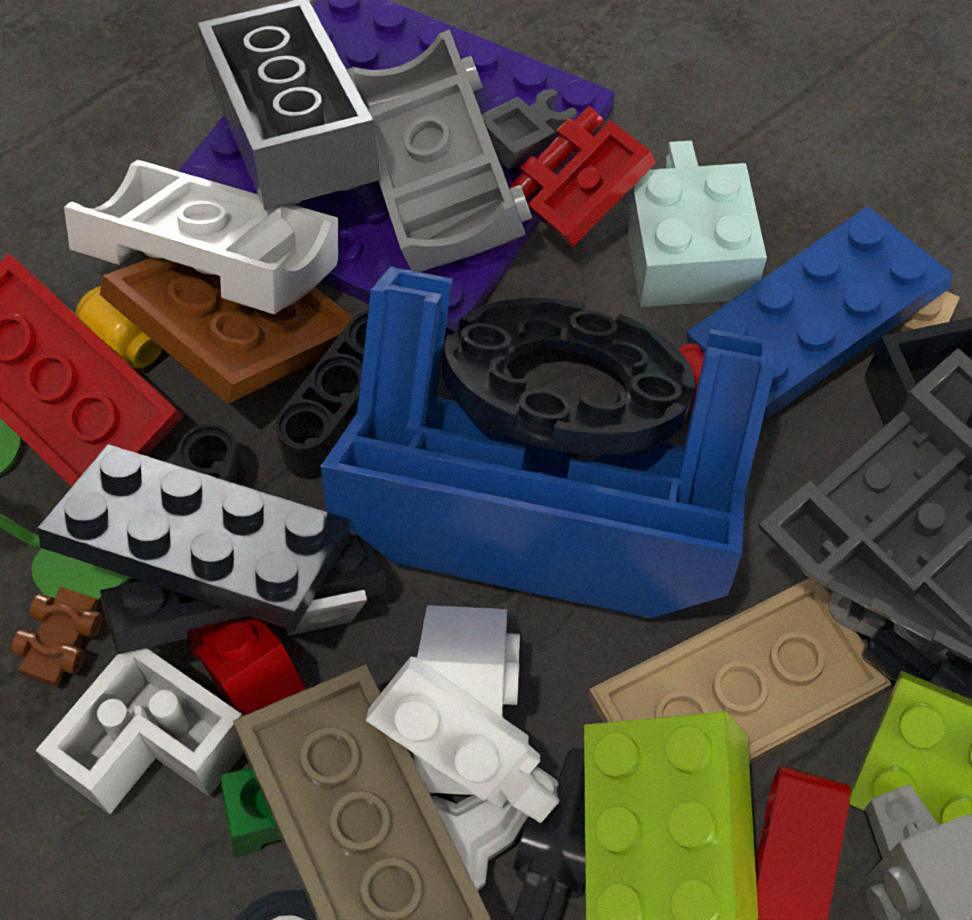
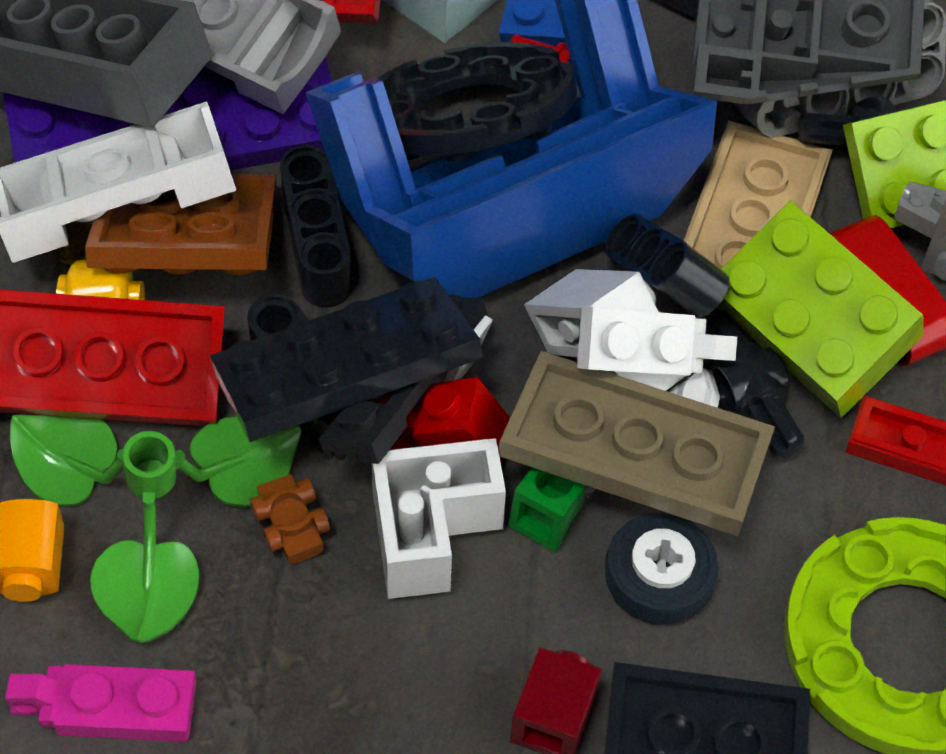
camera: 45 degrees left, 5 degrees down
(570, 677) = (667, 265): none -> black beam

